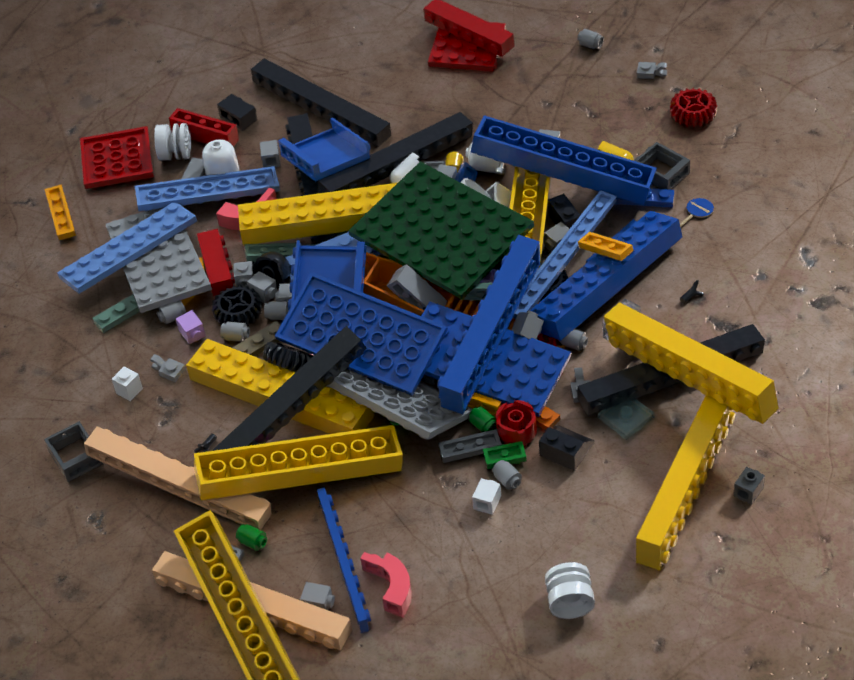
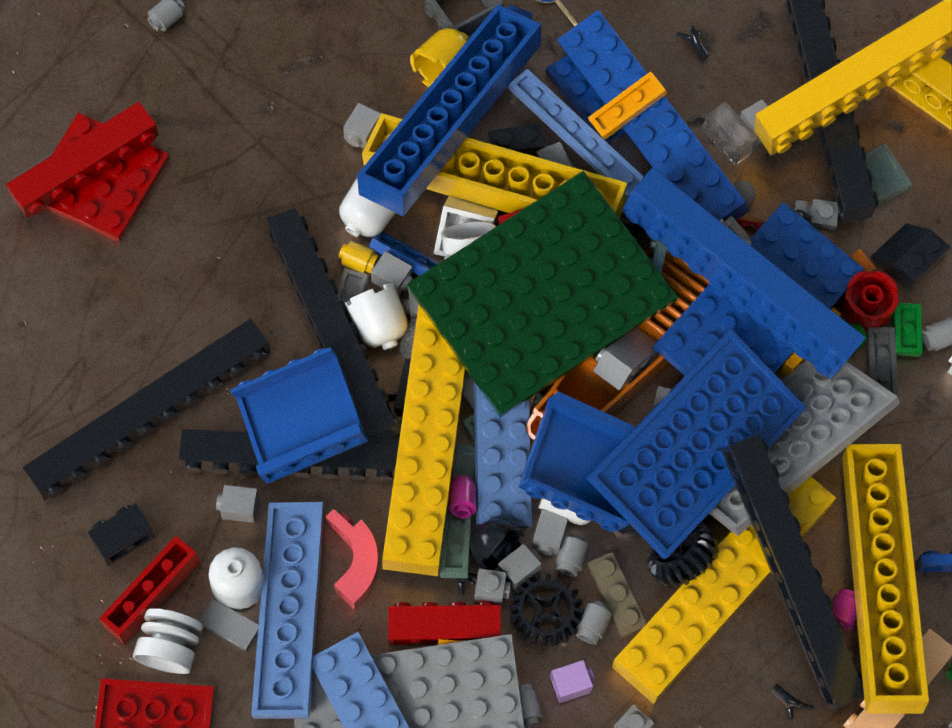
camera: 85 degrees left, 20 degrees up
(292, 241) = (462, 497): none -> dark pink brick

